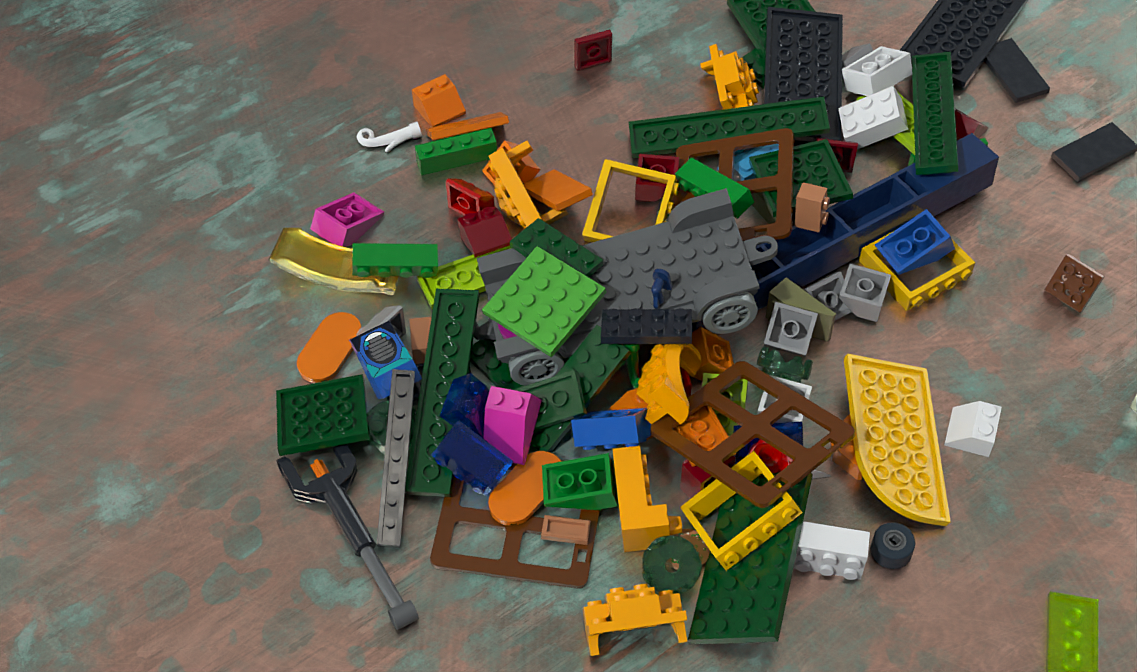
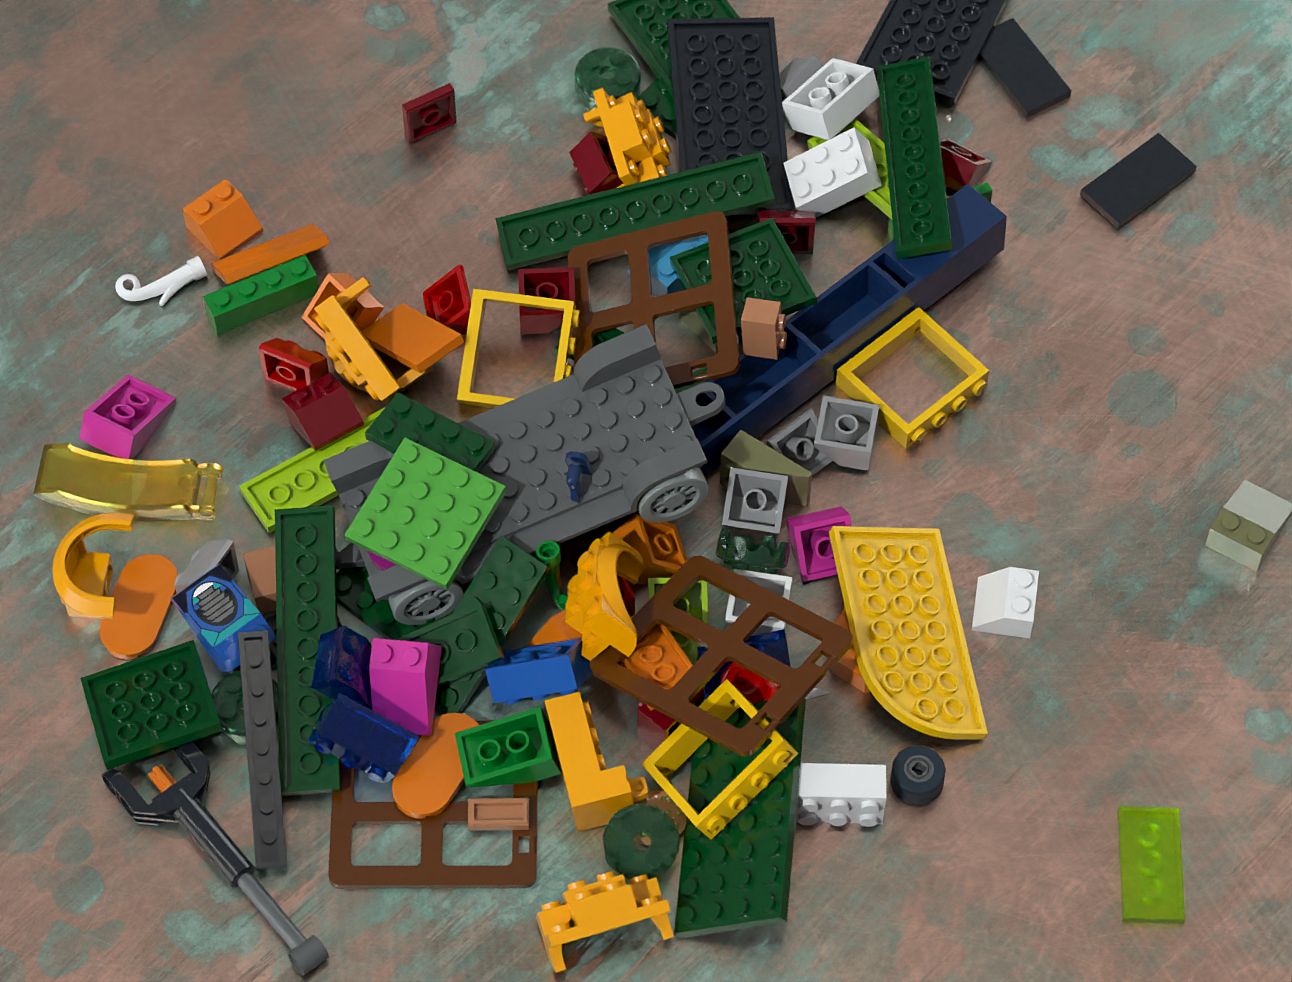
camera: 10 degrees left, 5 degrees up
(293, 321) = (86, 576): none -> light orange piece
(394, 260) = (208, 472): green brick -> none
(588, 168) = (449, 300): none -> red slope
(646, 326) = (566, 531): black plate -> none
(703, 180) = (626, 309): green brick -> none
(704, 94) = (595, 163): none -> dark red slope
(711, 34) = (606, 60): none -> clear green plate
(829, 366) = (812, 542): none -> dark pink slope
(916, 243) = (906, 356): blue slope -> none
(1078, 276) = (1125, 374): reddish brown plate -> none

